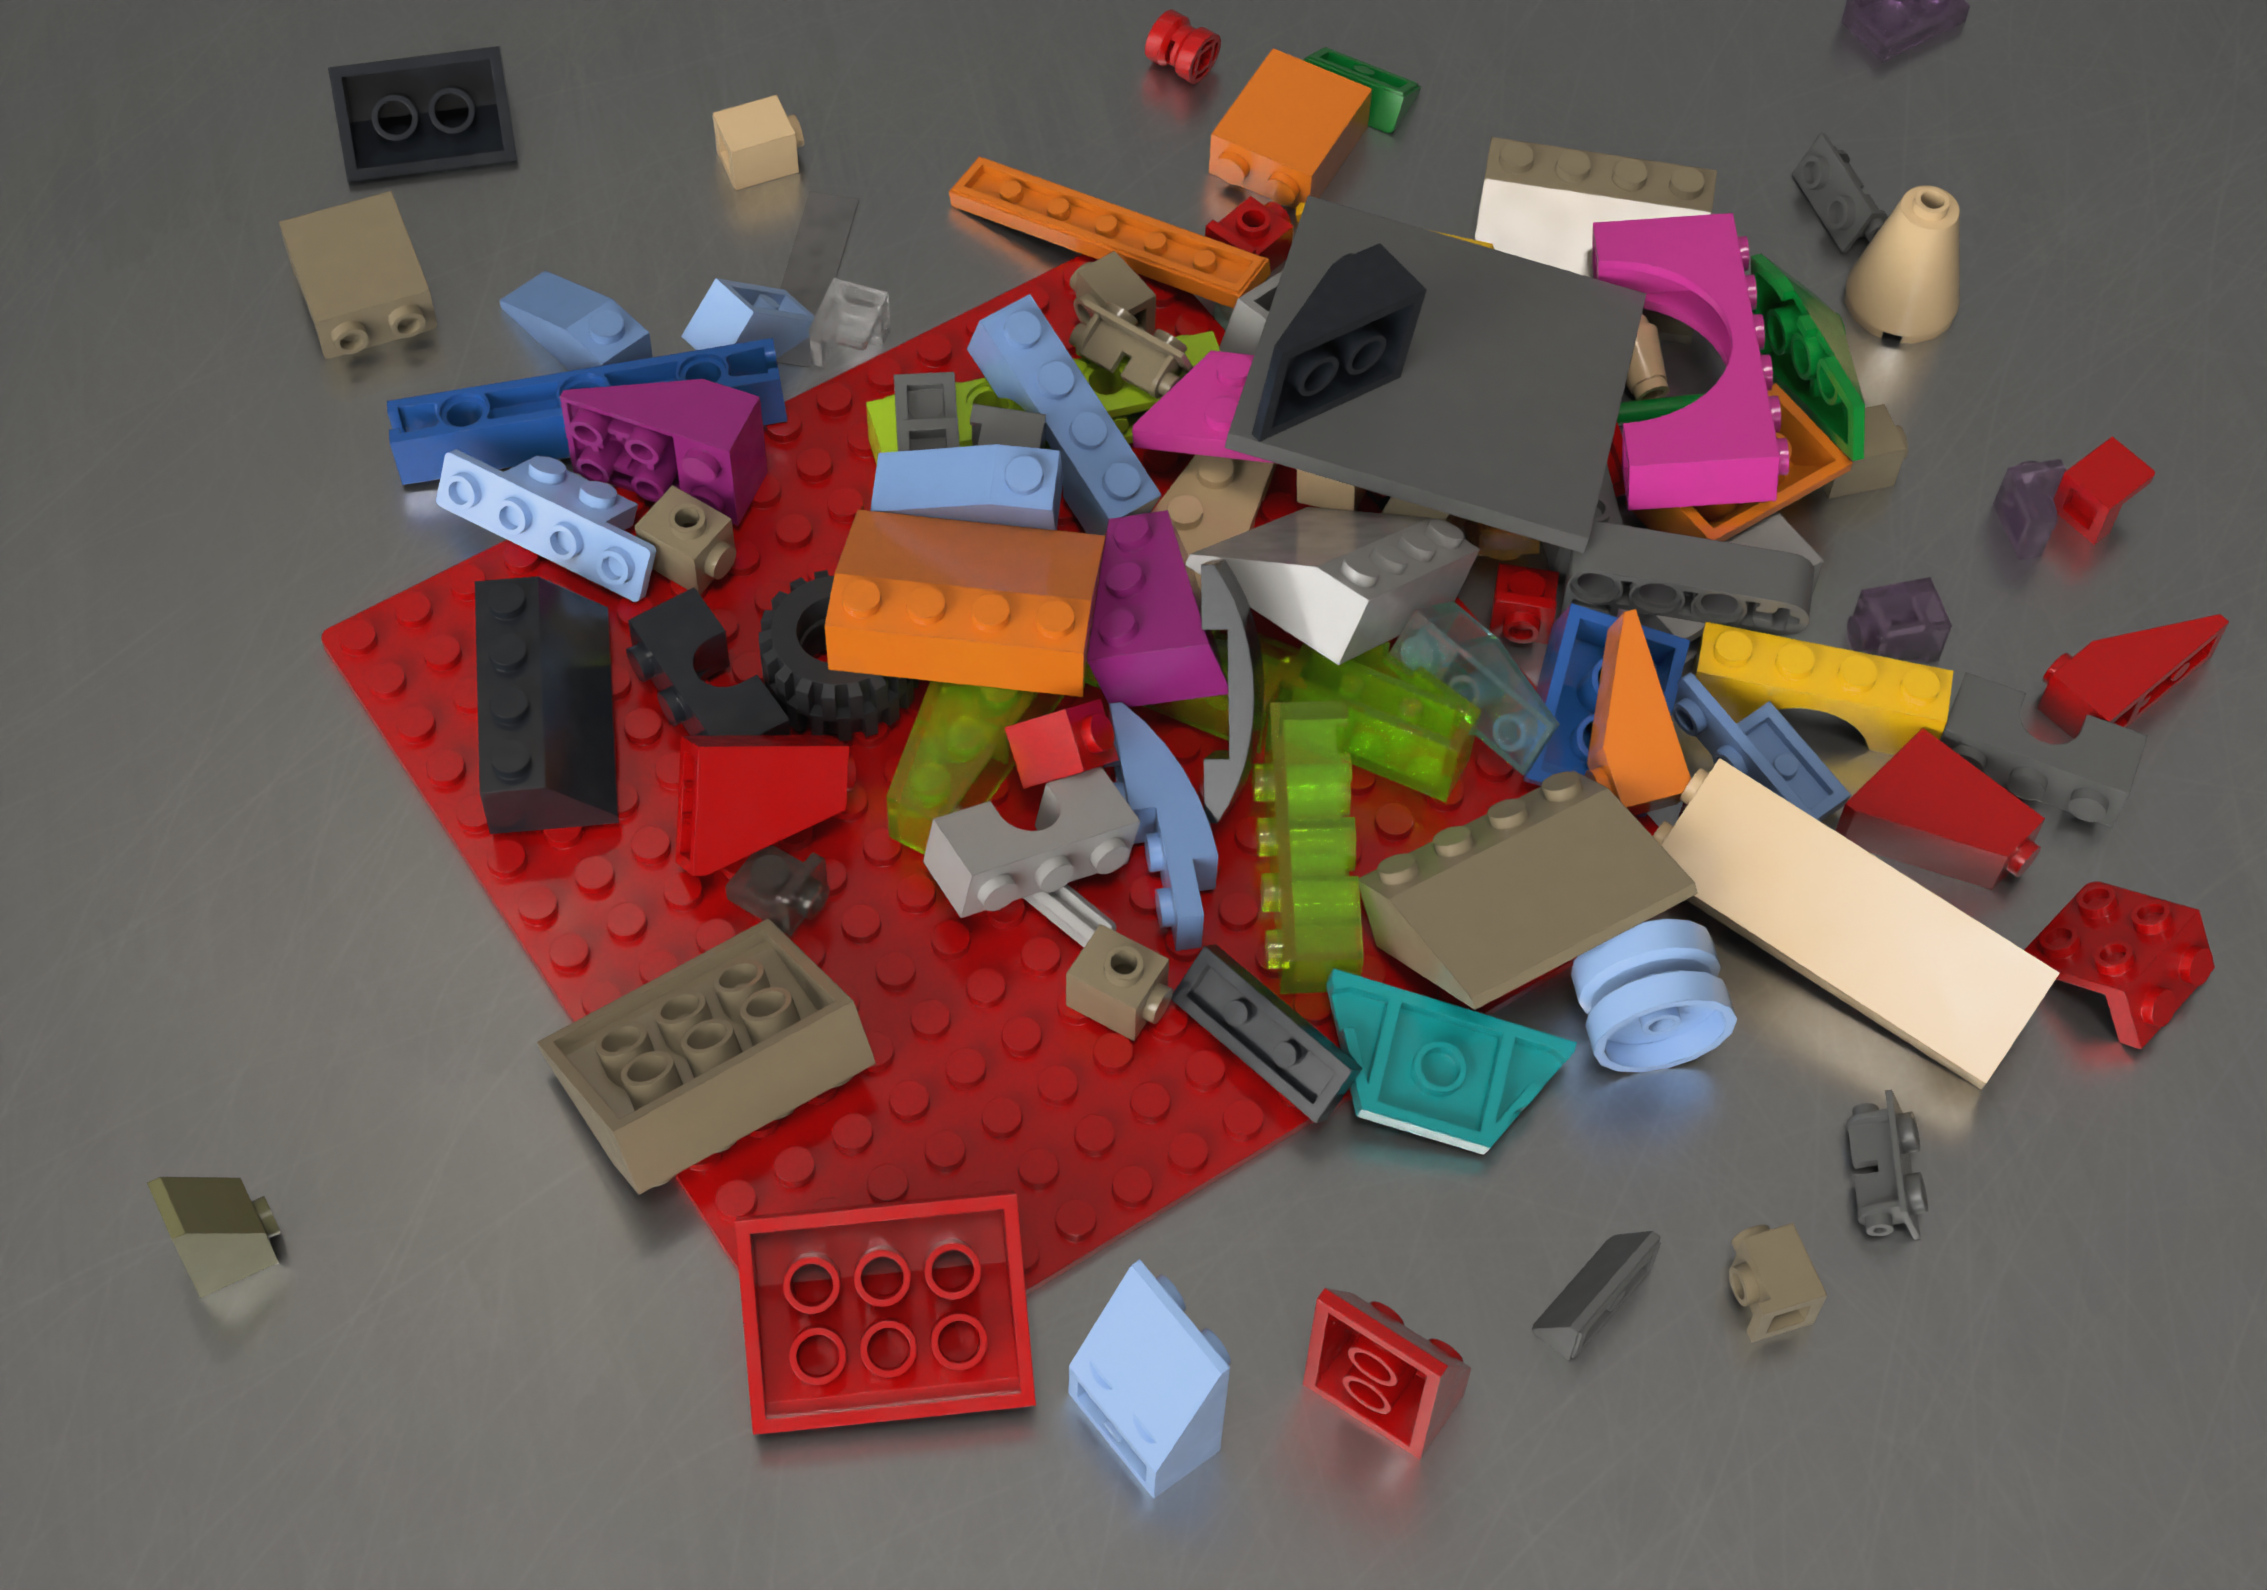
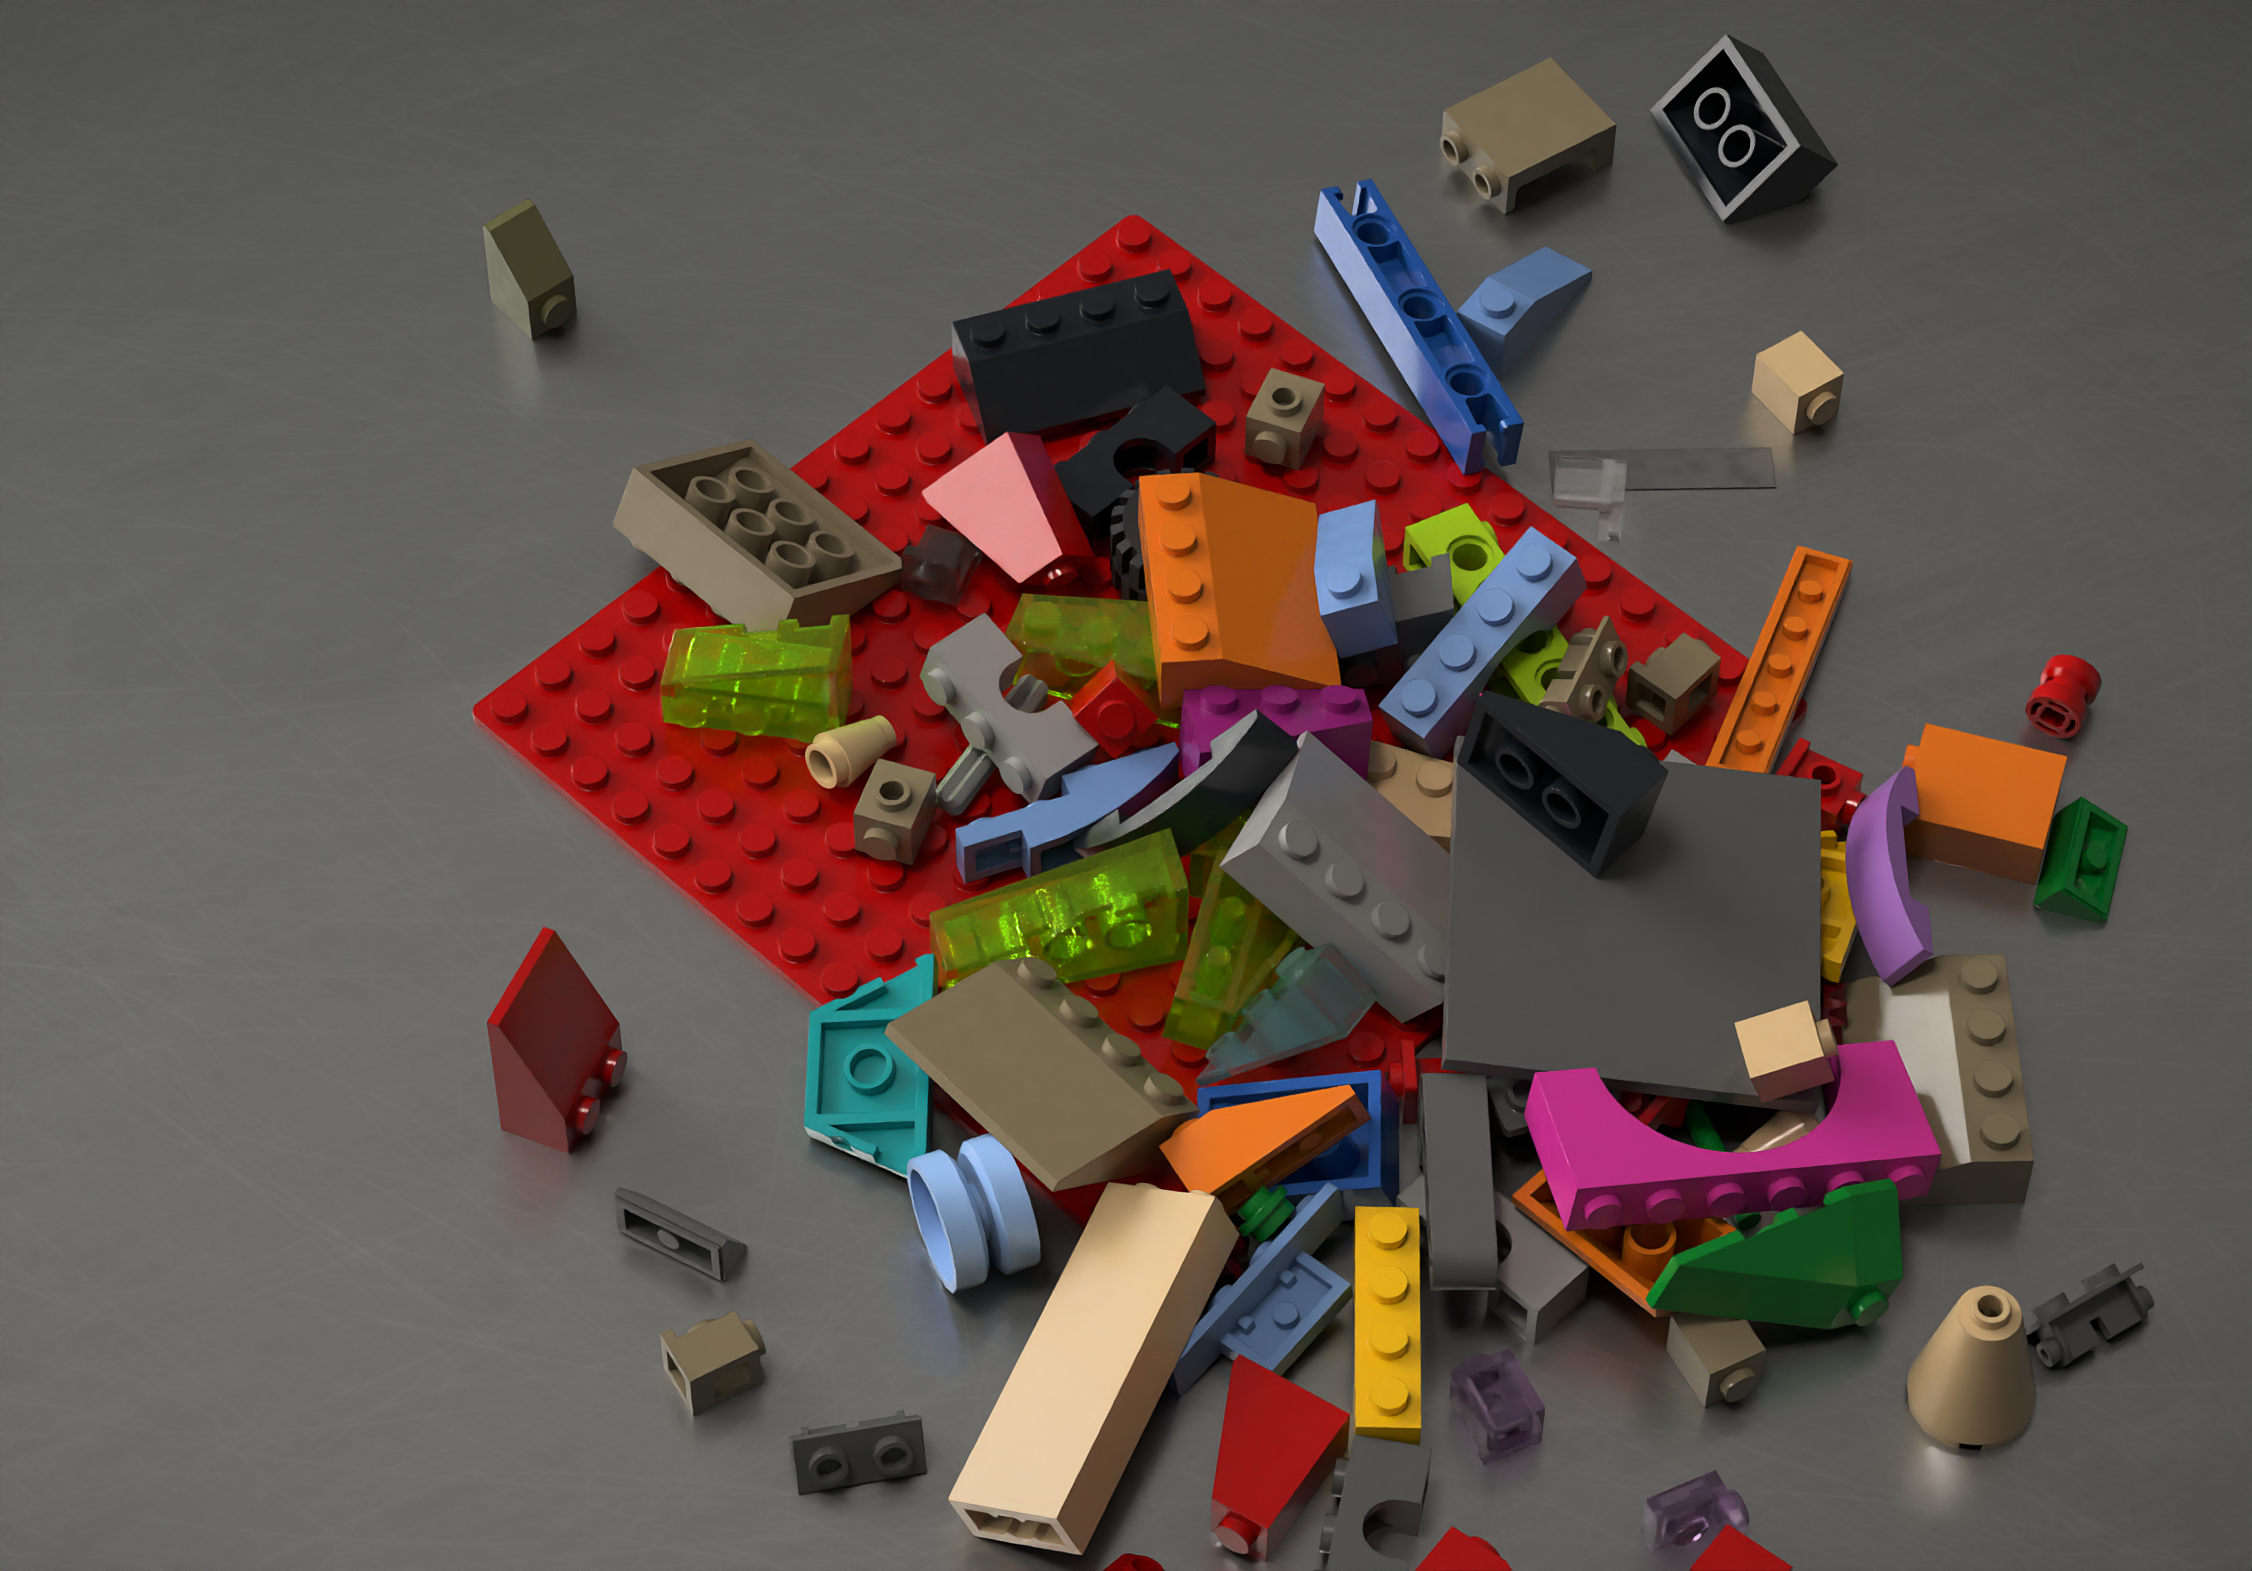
camera: 80 degrees right, 5 degrees down
(554, 516) = (1295, 325): light blue bracket -> none
(668, 435) = (1370, 382): magenta slope -> none
(747, 313) = (1566, 417): light blue slope -> none
(884, 1312) = (545, 706): red slope -> none
(918, 1074) = (760, 681): none -> clear neon green wedge
(926, 411) = (1466, 536): dark grey slope -> none
(1023, 1016) = (848, 751): none -> tan cone
(1152, 1381) = (503, 898): light blue slope -> none
(1266, 1033) = (870, 928): black plate -> none
(1415, 196) = (1888, 919): none -> medium lavender slope
(1625, 282) = (1787, 1050): none -> tan brick
(1700, 742) = (1264, 1212): none -> green plate

